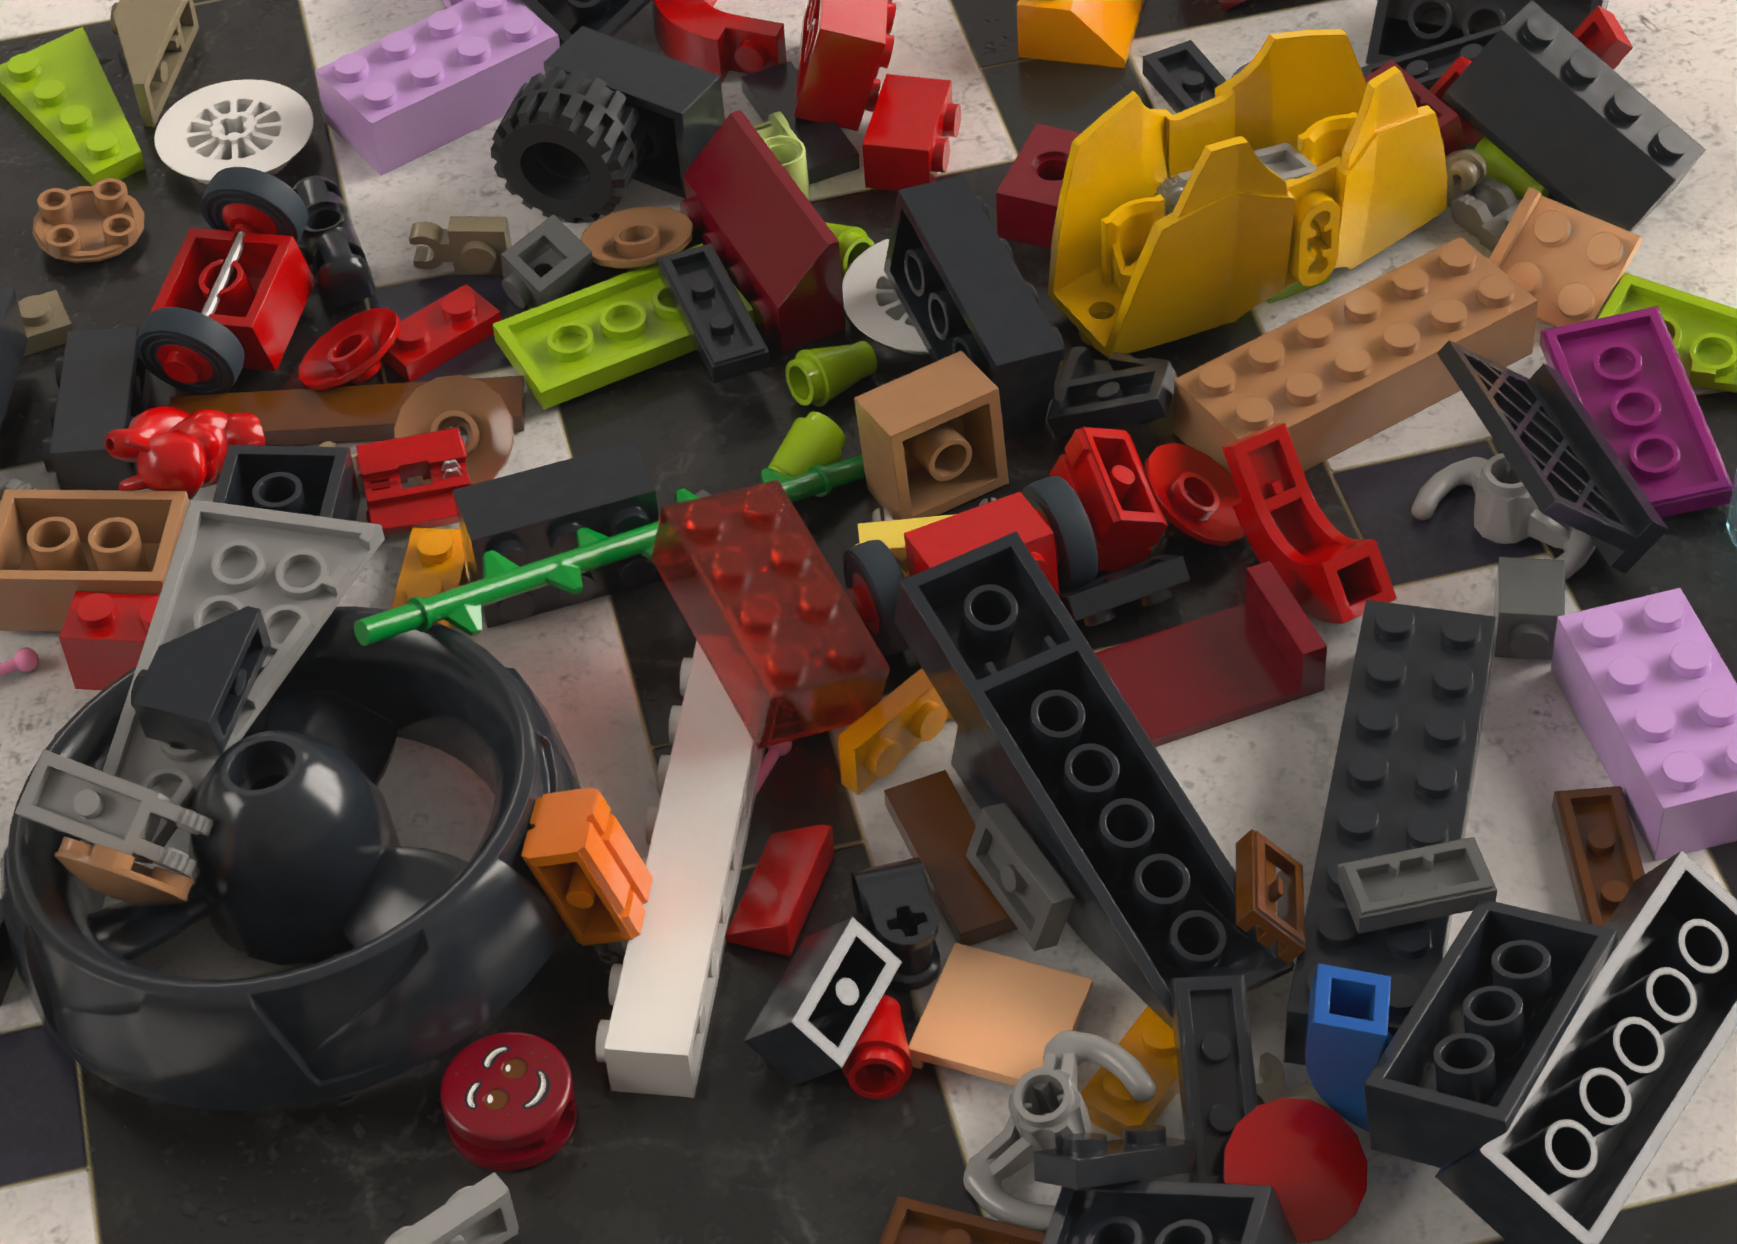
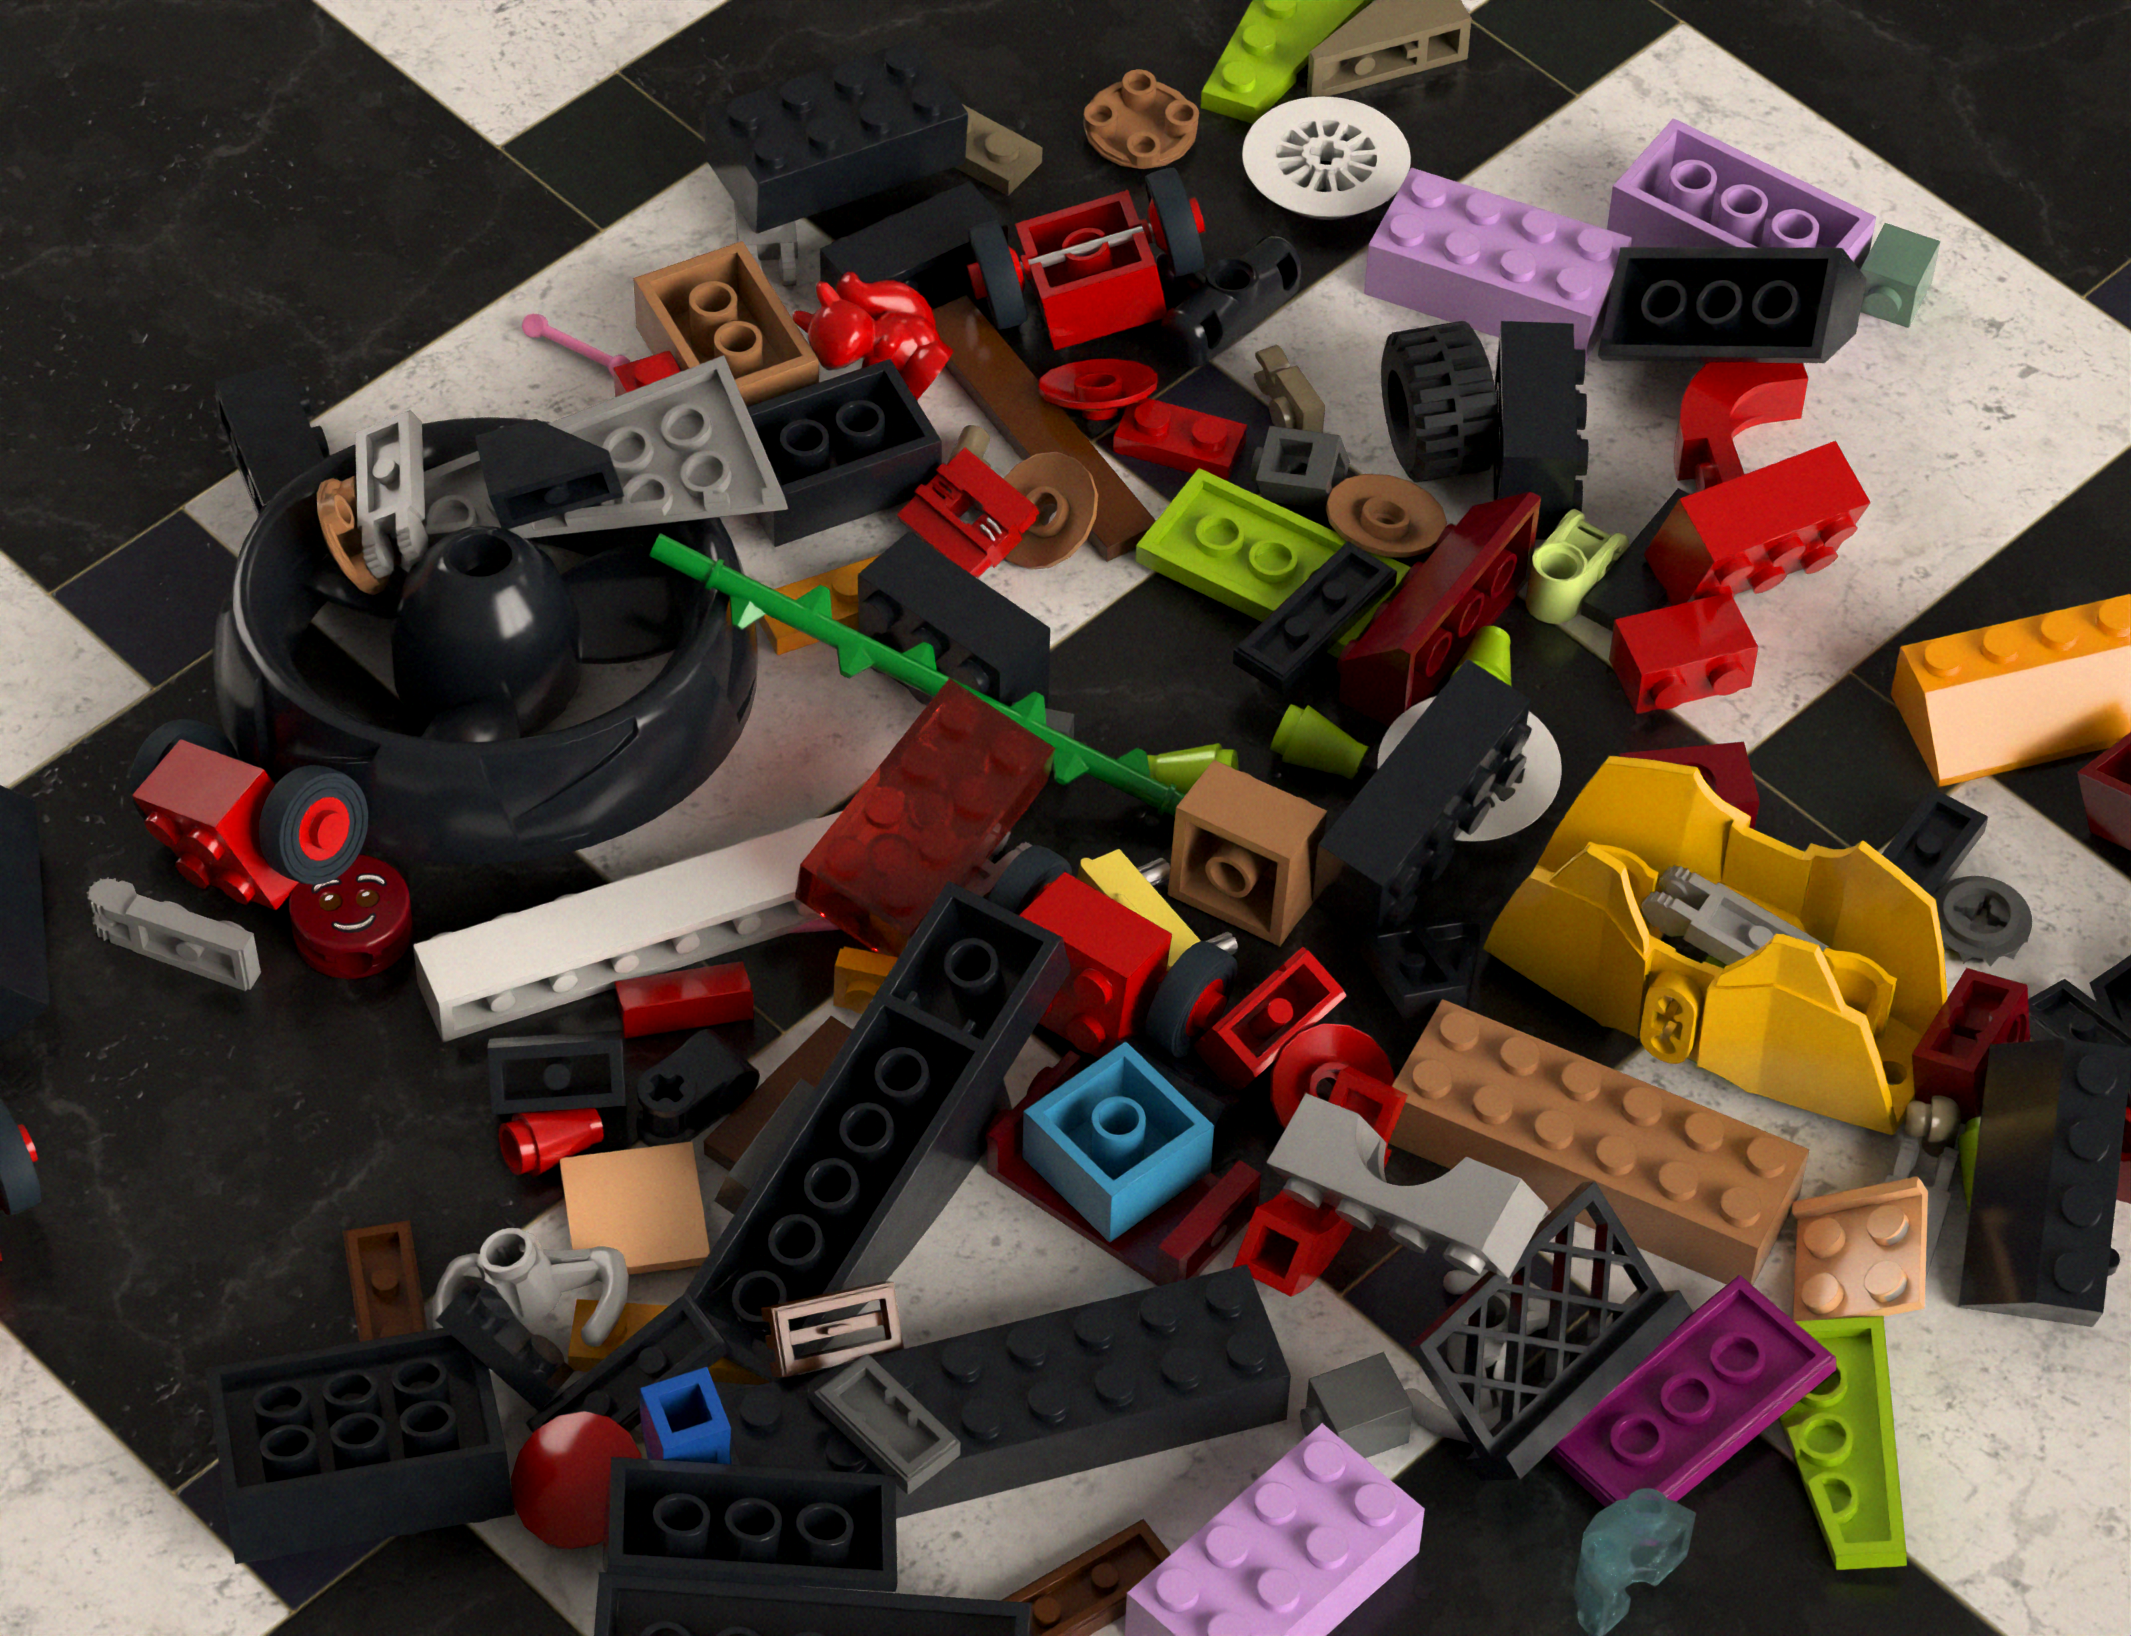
camera: 55 degrees right, 5 degrees up
(360, 1122) = (238, 825): none -> brick
(587, 866) = (556, 831): orange brick -> none
(1177, 636) = (1117, 1141): none -> dark azure brick
(1324, 488) = (1468, 1213): none -> light grey arch

